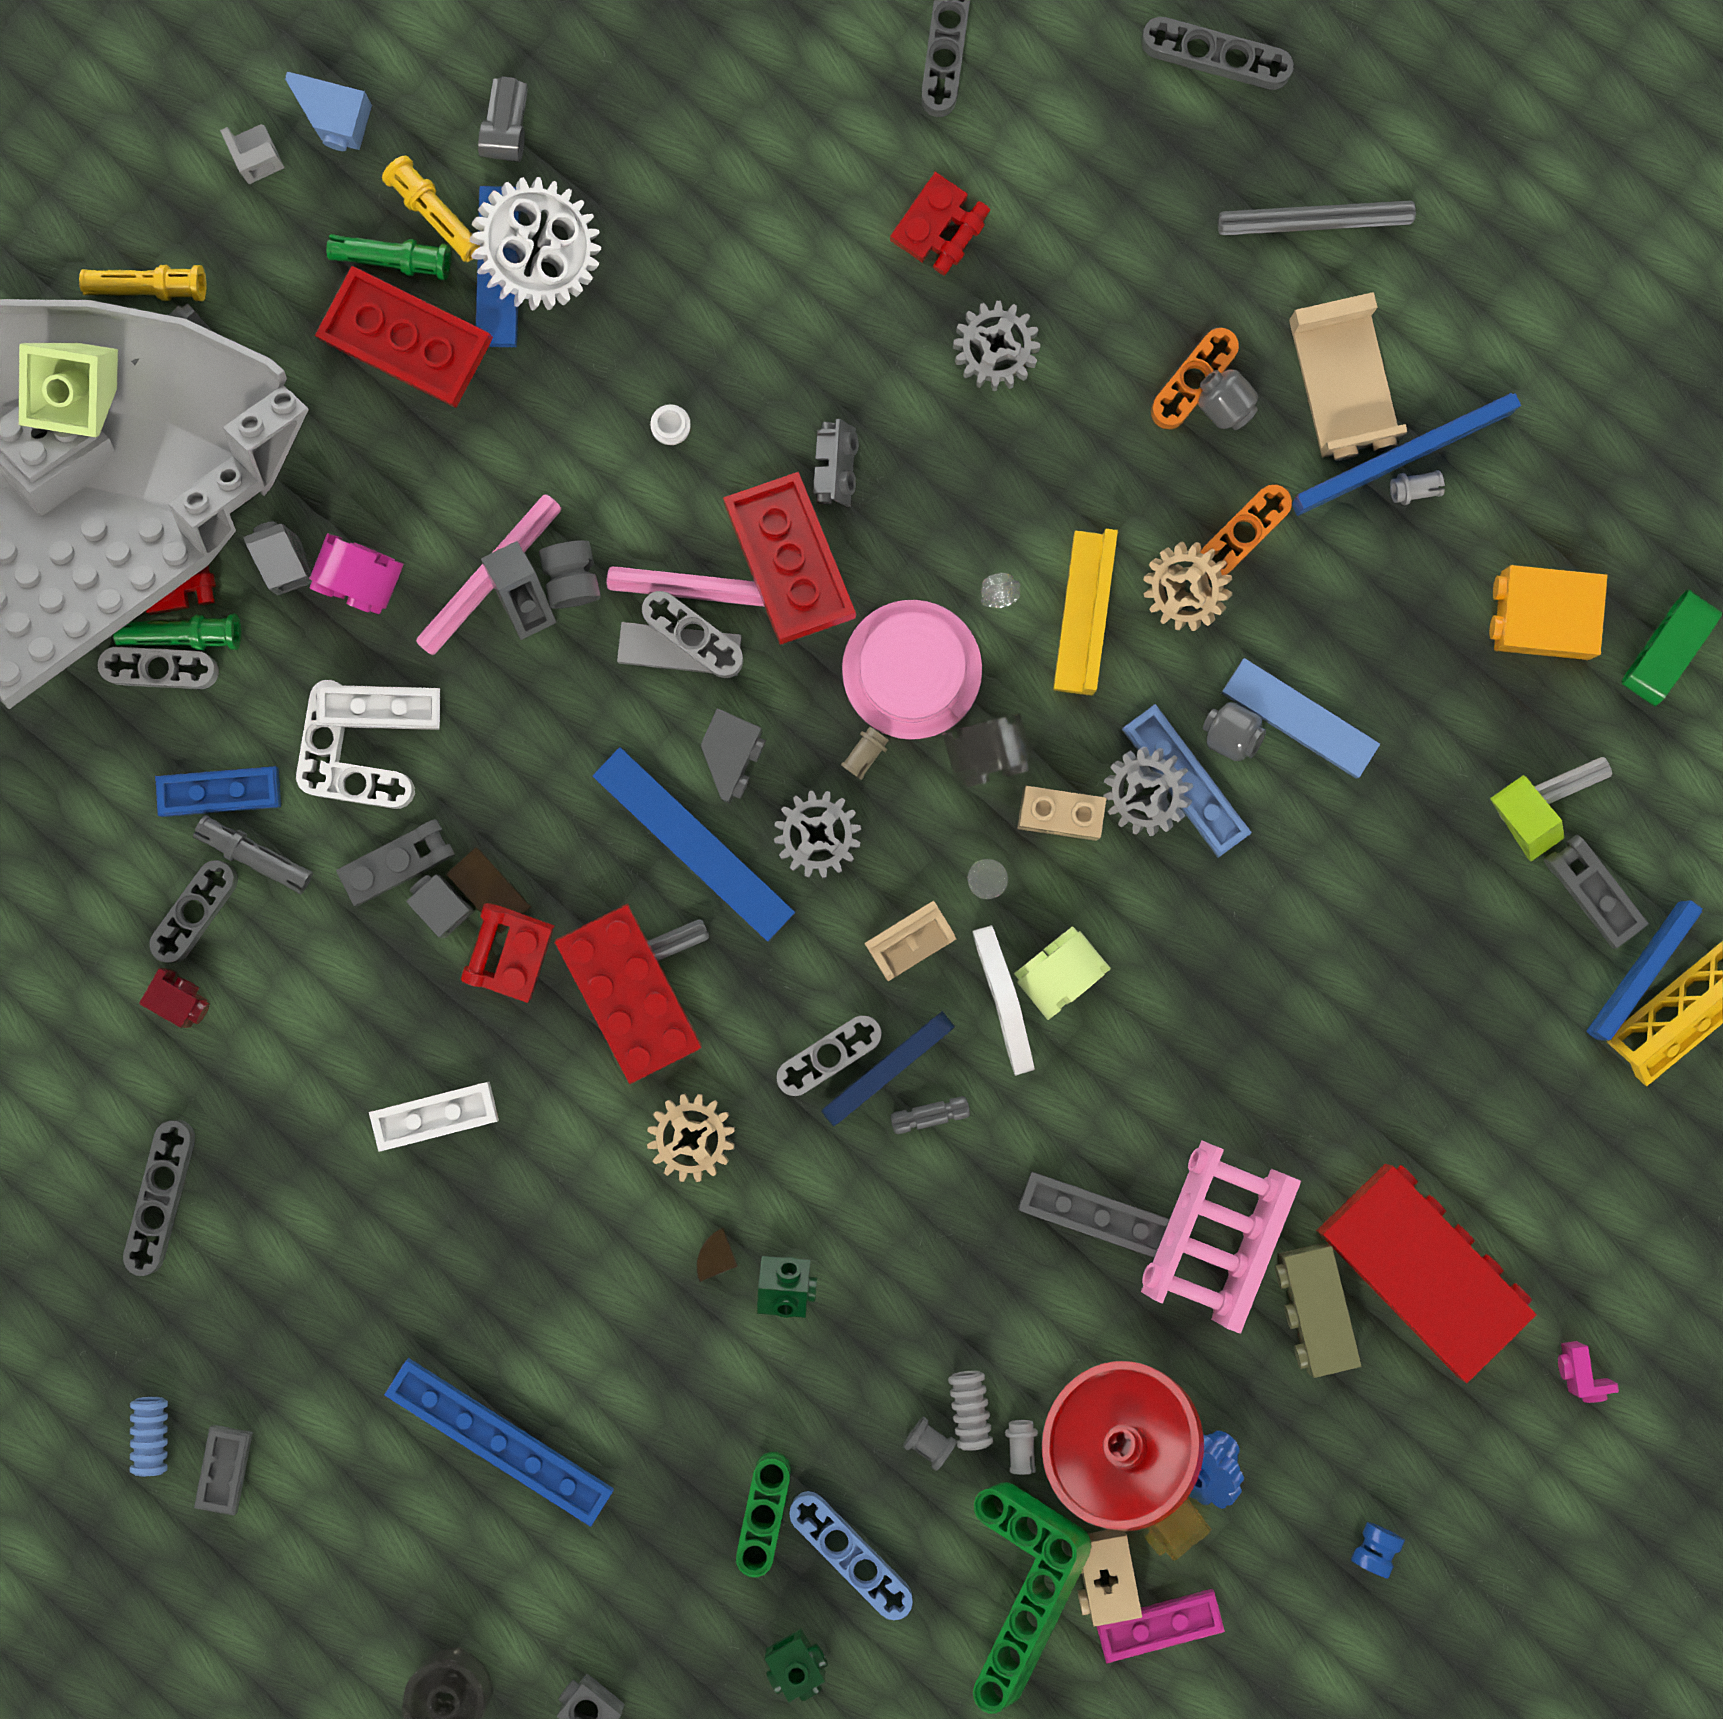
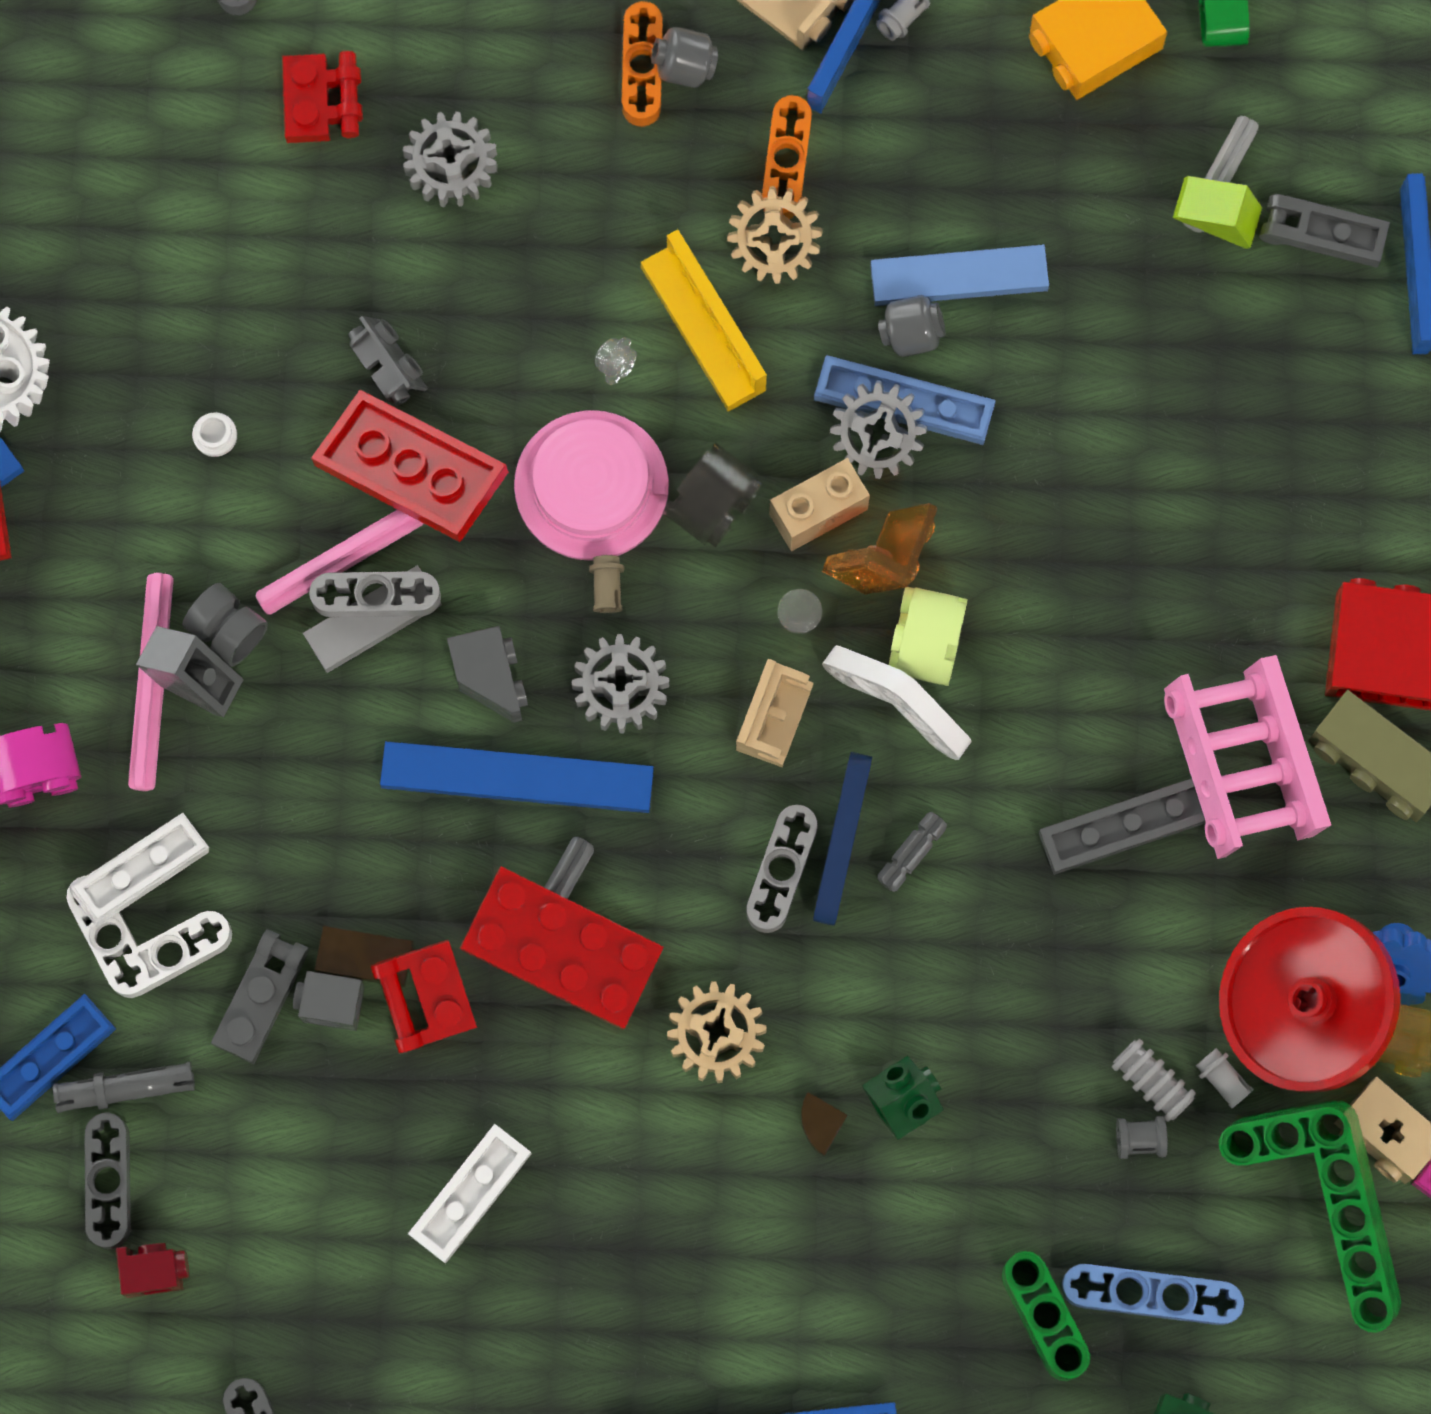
camera: 40 degrees left, 10 degrees down
(1086, 893) = (894, 558): none -> clear orange bracket

